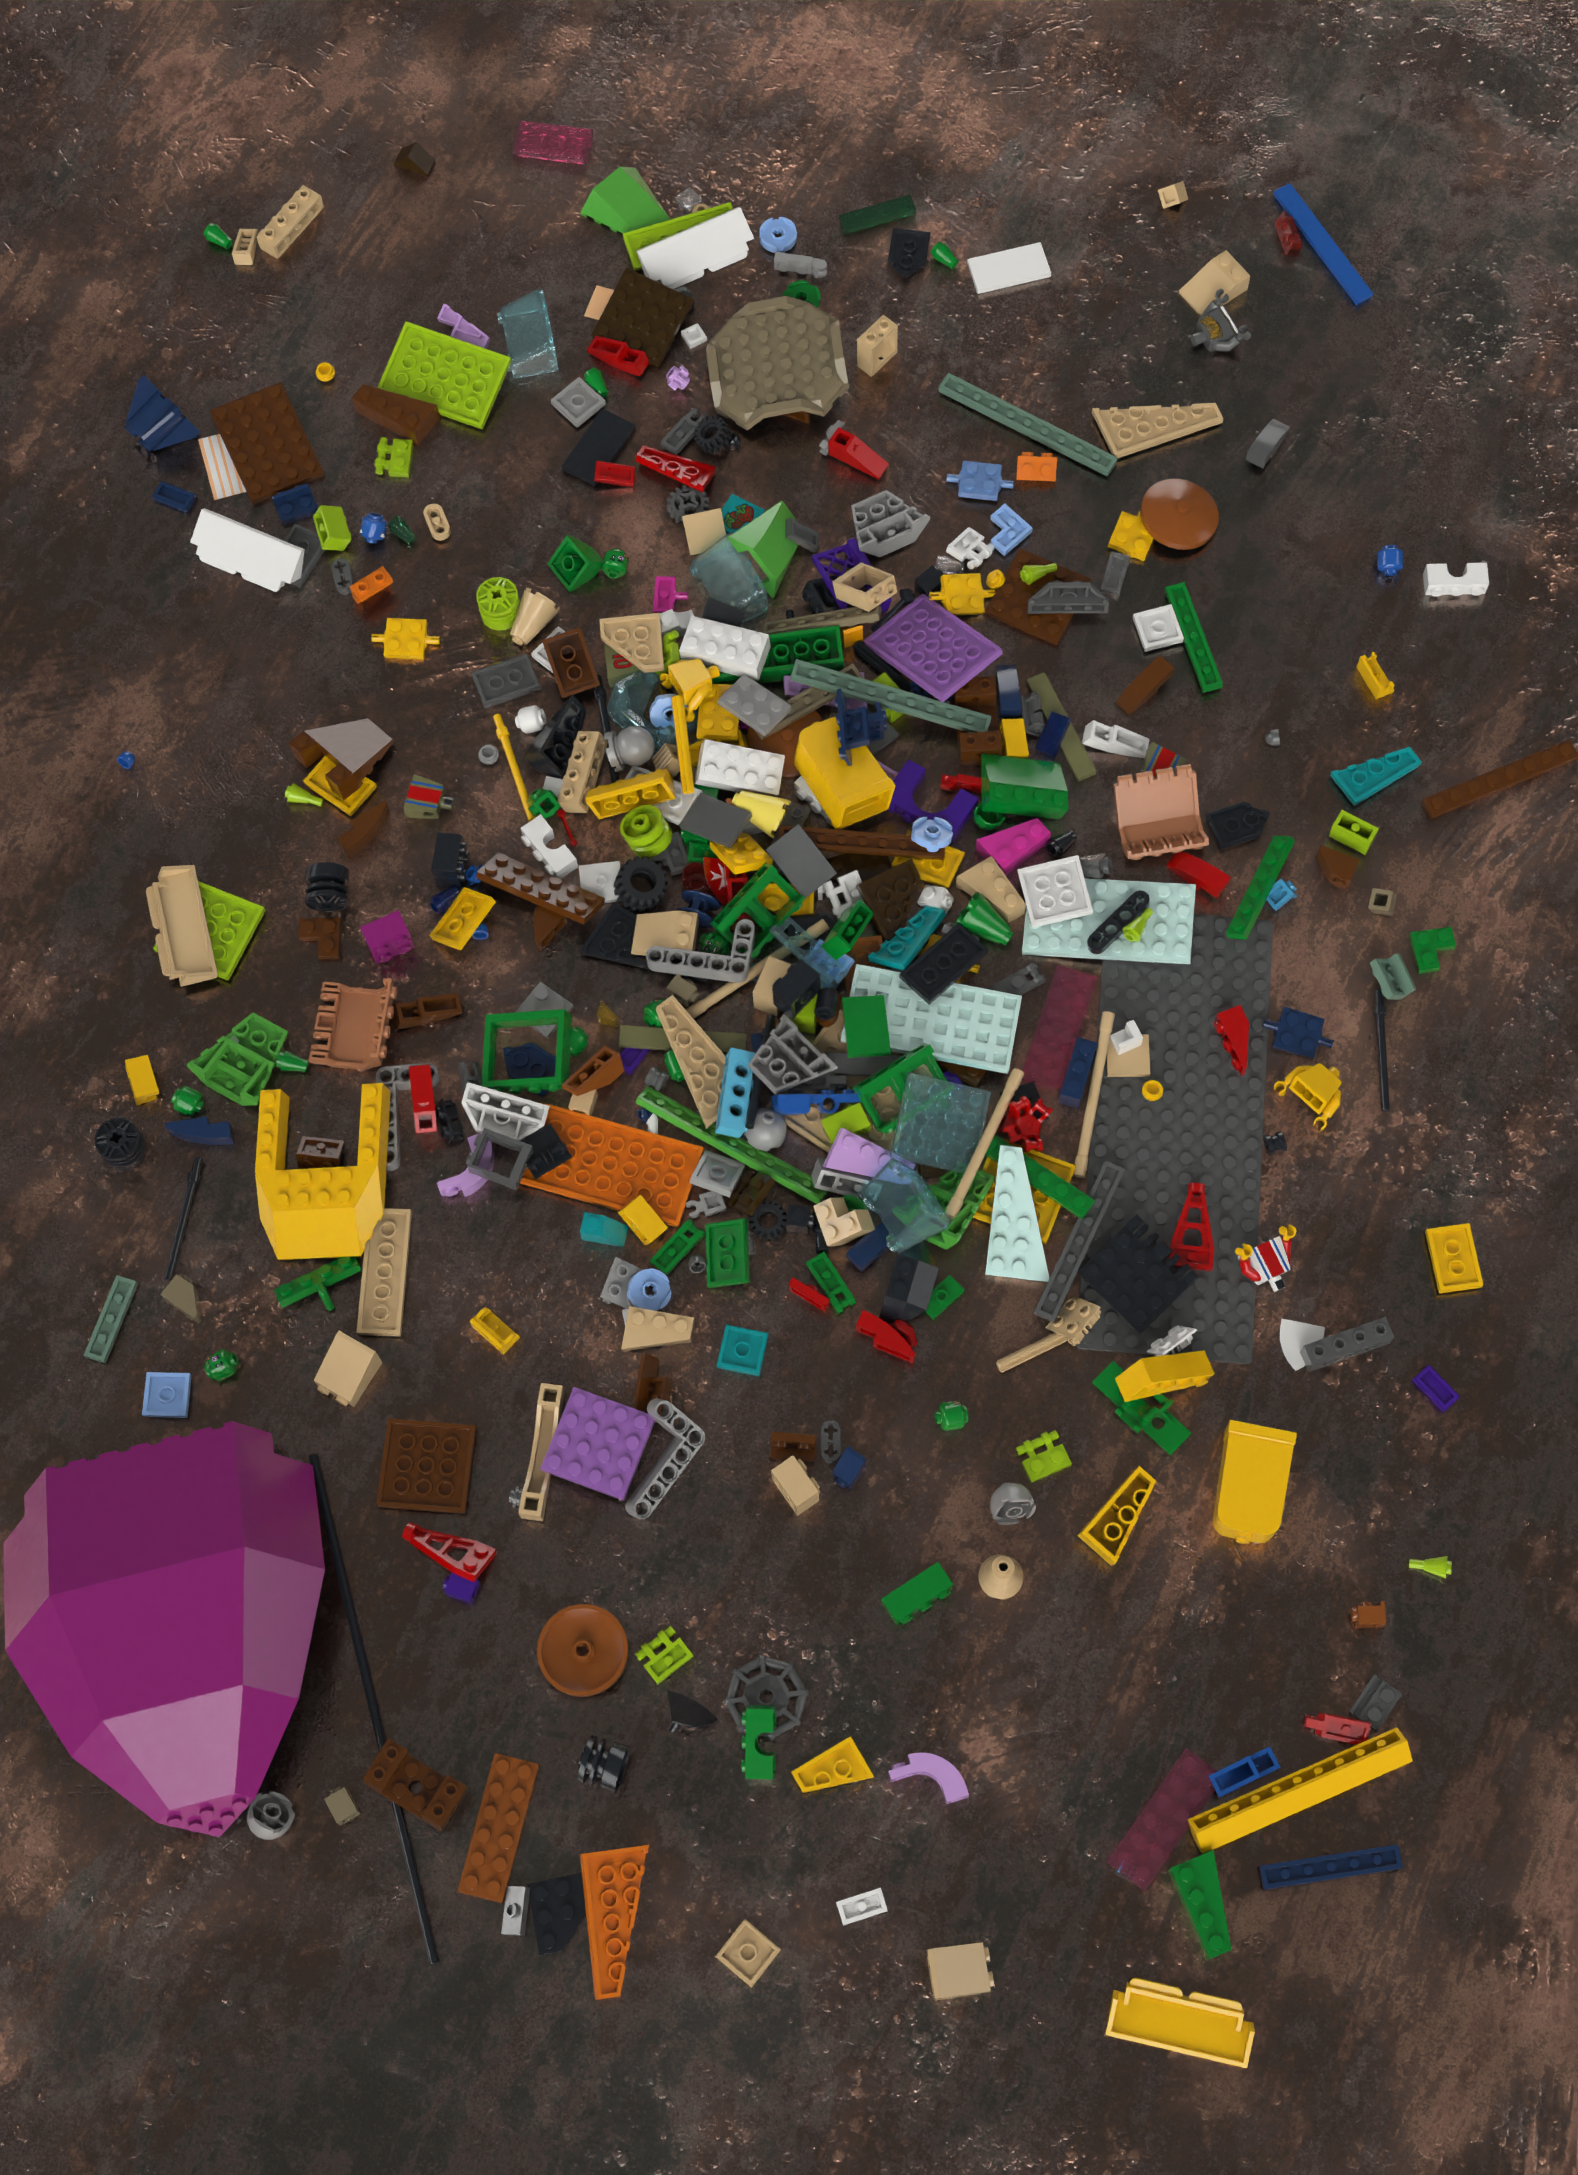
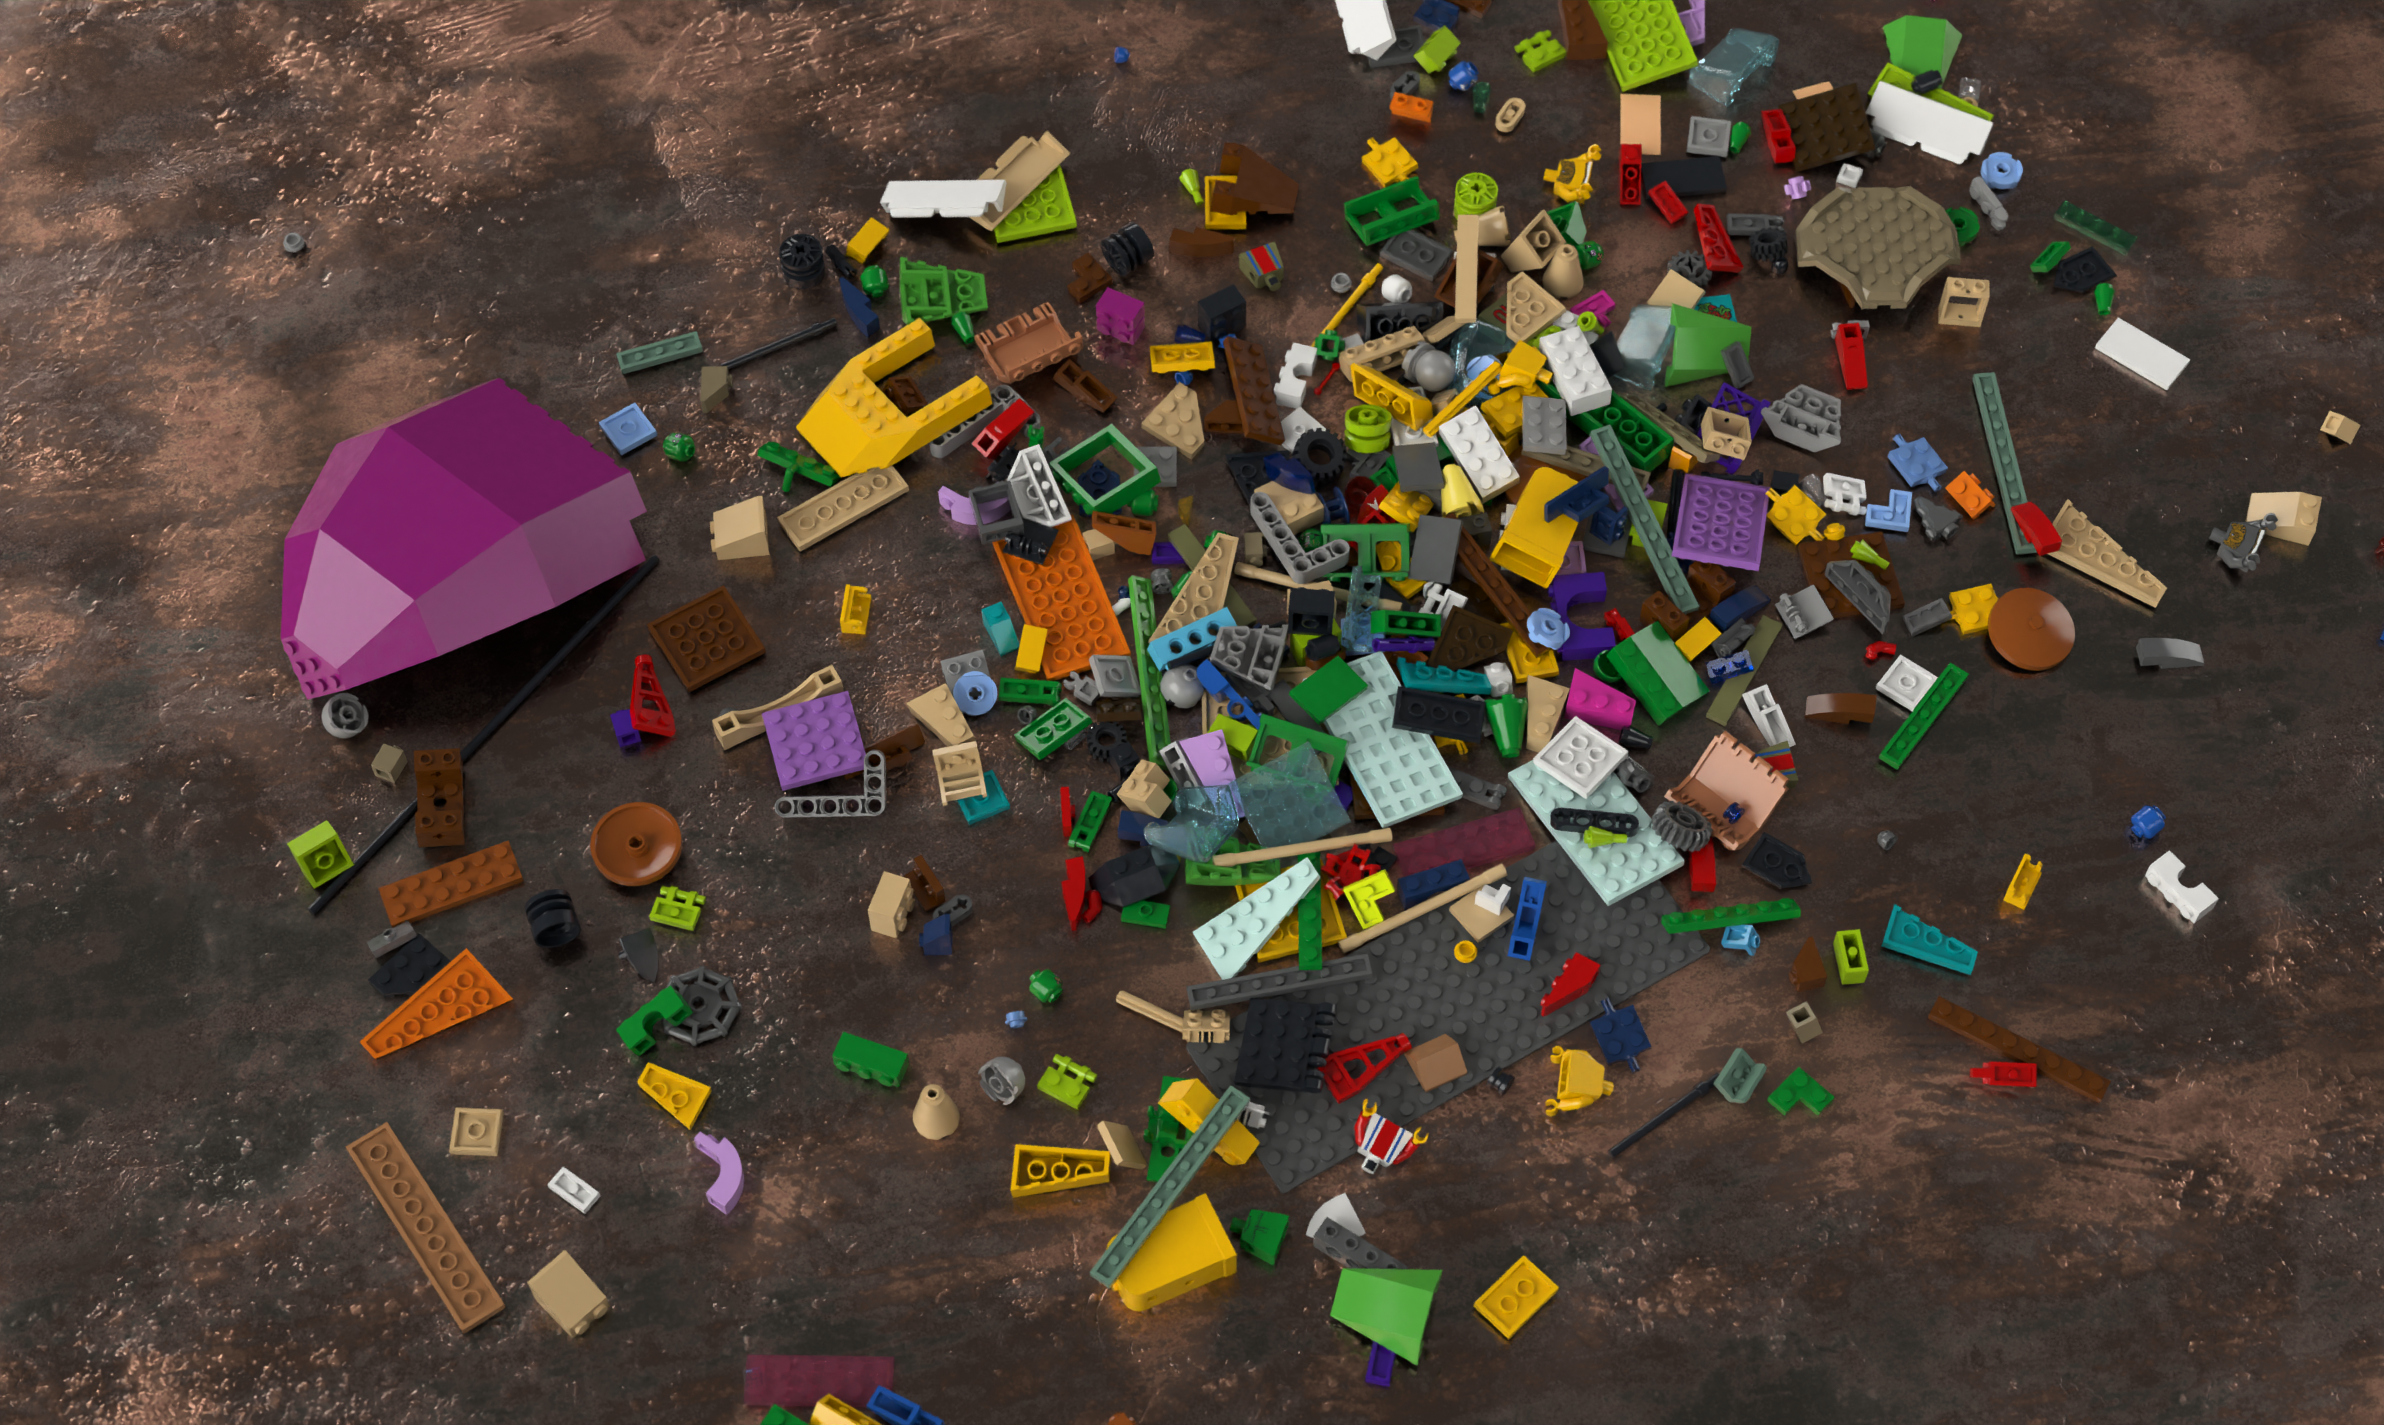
camera: 50 degrees right, 10 degrees down
(143, 1113) = (841, 261): none -> black axle
(148, 997) = (945, 197): none -> white slope
(393, 1921) = (320, 854): none -> lime brick
(450, 1082) = (1036, 436): none -> green plate
(469, 674) = (1392, 220): none -> green window
(516, 963) = (1177, 421): none -> tan plate
(523, 440) = (1641, 122): none -> light nougat sticker
(536, 521) = (1574, 176): none -> yellow torso
(565, 480) = (1630, 174): none -> red slope
(569, 655) = (1466, 269): none -> tan tile
(580, 594) = (1534, 245): none -> tan slope
(598, 711) = (1441, 329): none -> tan tile
(619, 593) = (1564, 273): none -> tan cone
(646, 916) = (1289, 473): none -> clear blue slope
(666, 221) = (1926, 82): none -> black brick
(681, 608) = (1588, 323): none -> lime cone
(705, 1346) = (959, 772): none -> tan plate
(806, 2051) = (425, 1228): none -> medium nougat plate
(854, 957) = (1411, 644): none -> dark purple pin
(880, 261) = (2050, 257): none -> green plate
(962, 1458) = (1016, 1019): none -> medium blue plate
(1038, 504) = (1937, 519): none -> dark grey rock
(1046, 650) = (1803, 611): none -> light grey hinge
(1055, 1125) = (1364, 894): none -> neon yellow plate
(1104, 445) = (2037, 528): none -> red slope
(1113, 624) = (1880, 646): none -> red arm
(1135, 1453) = (1121, 1145): none -> tan tile
(1162, 1031) = (1527, 918): none -> blue arch
(1167, 865) = (1681, 826): none -> dark grey gear
(1177, 822) = (1733, 813): none -> clear blue bush
(1211, 1442) = (1169, 1187): none -> sand green plate
(1227, 1176) = (1436, 1062): none -> medium nougat slope
(1277, 1402) = (1261, 1233): none -> green torso
(1407, 1352) = (1387, 1306): none -> bright green wedge
(1515, 801) = (2006, 1074): none -> red hinge

